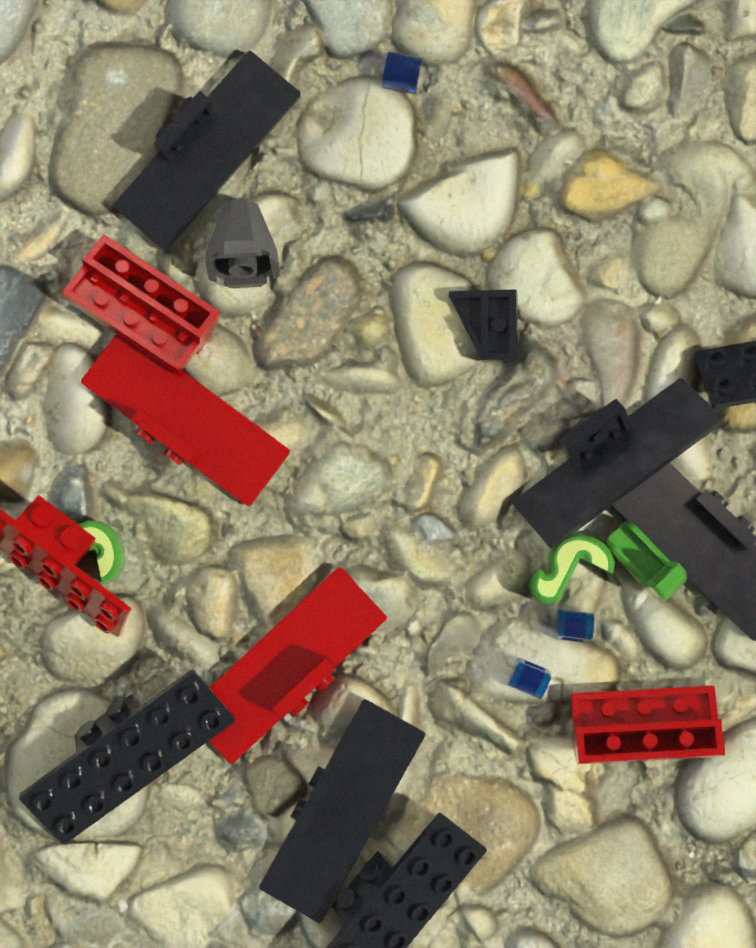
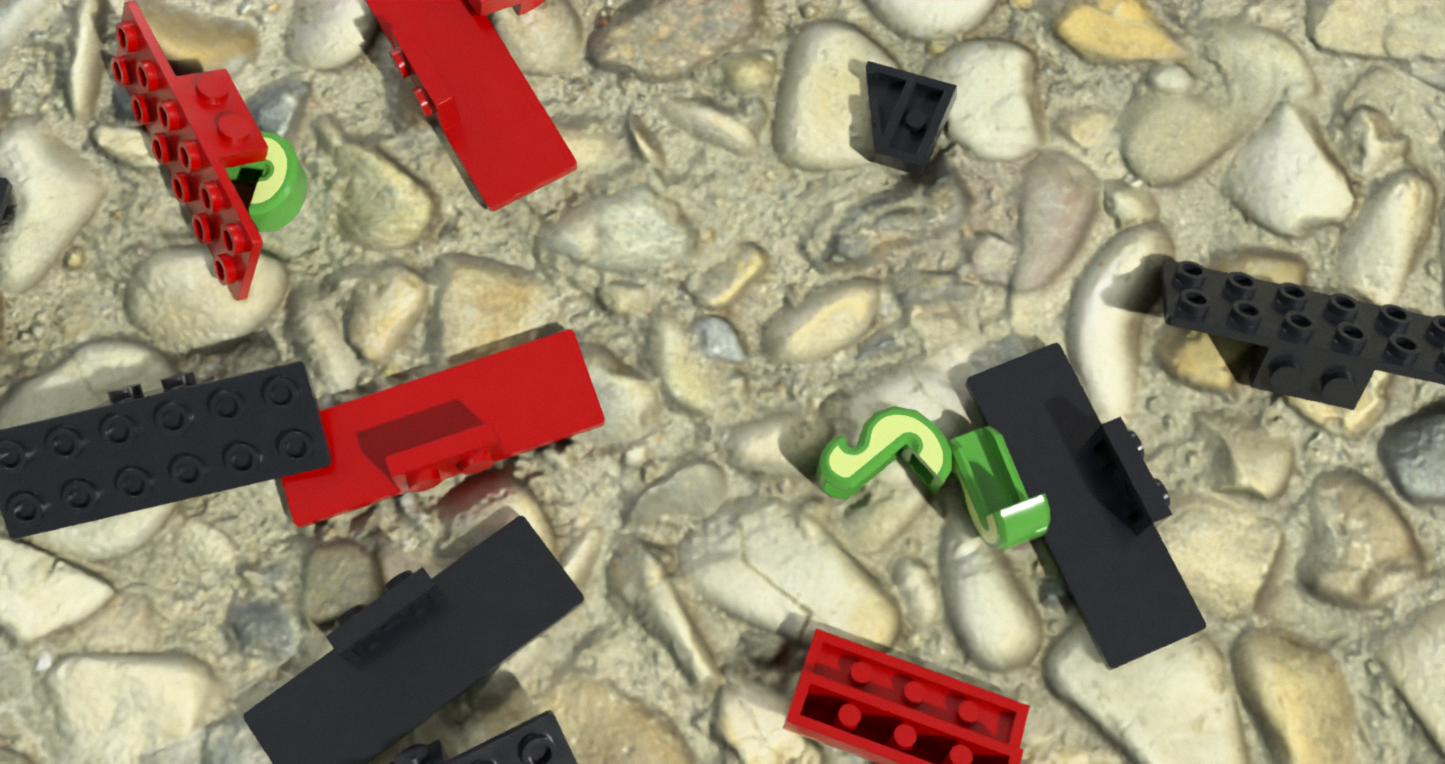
camera: 15 degrees right, 15 degrees down
(529, 678) = (764, 583): clear blue brick -> none
(573, 626) = (857, 540): clear blue brick -> none
(614, 456) = (1001, 331): black bracket -> none

